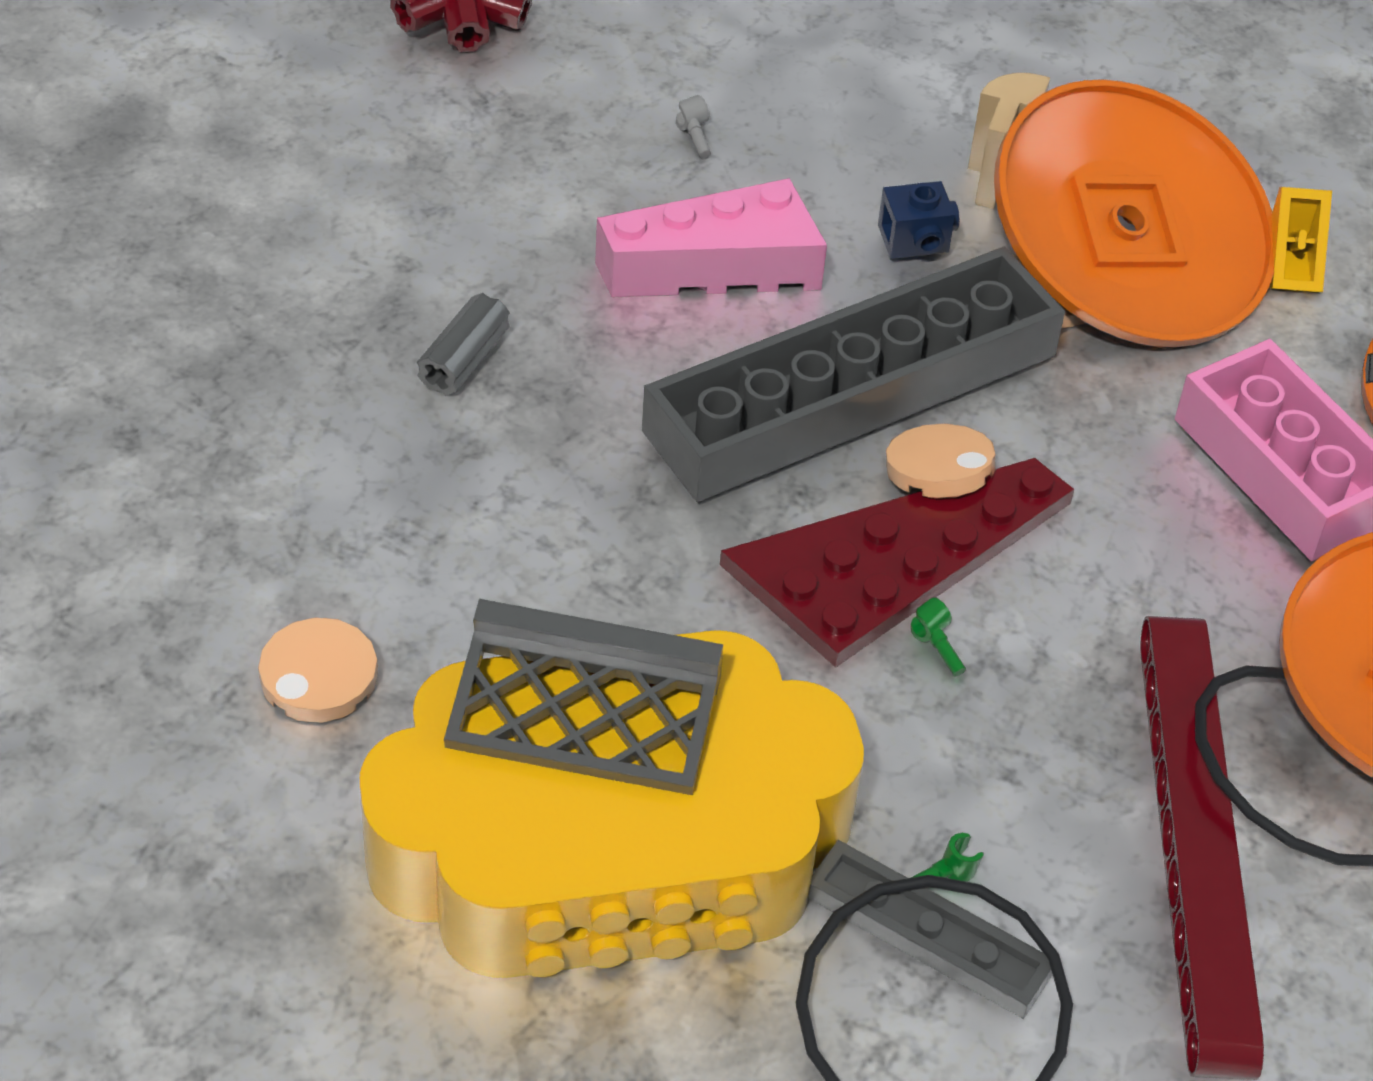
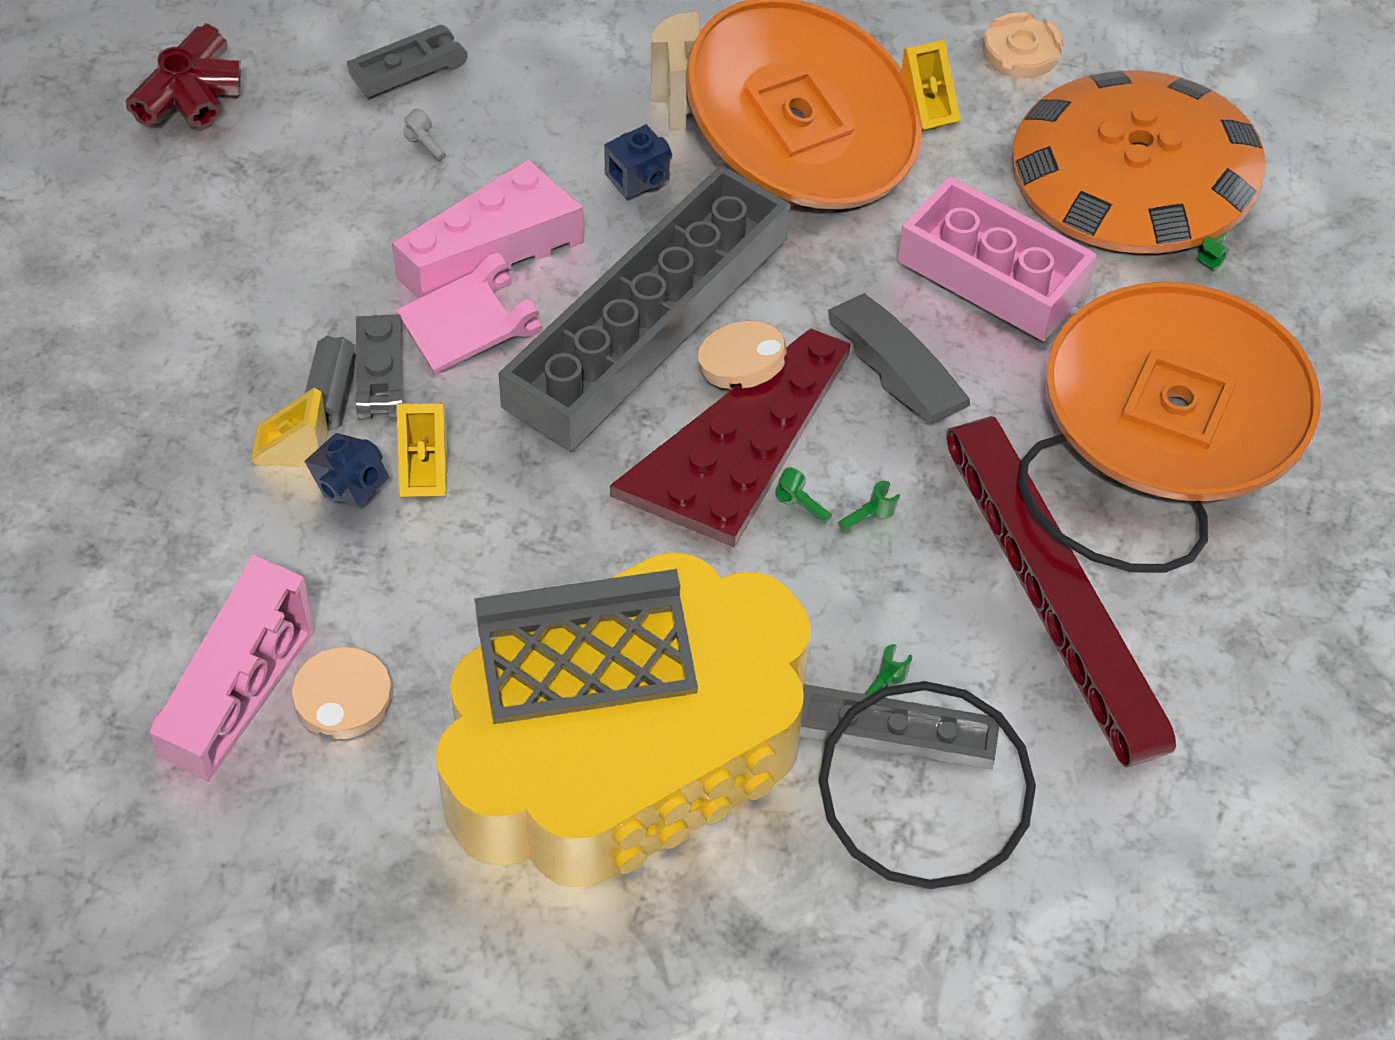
camera: 20 degrees left, 5 degrees up
(211, 600) = (234, 668): none -> bright pink wedge
(402, 385) = (292, 432): none -> yellow slope
(437, 437) = (347, 469): none -> dark blue brick
(529, 346) = (378, 365): none -> dark grey plate
(529, 443) = (422, 449): none -> yellow slope
(650, 324) = (467, 316): none -> bright pink flag
(714, 45) = (406, 60): none -> dark grey plate
(1025, 677) = (877, 506): none -> green hand
(1124, 522) = (901, 358): none -> dark grey slope

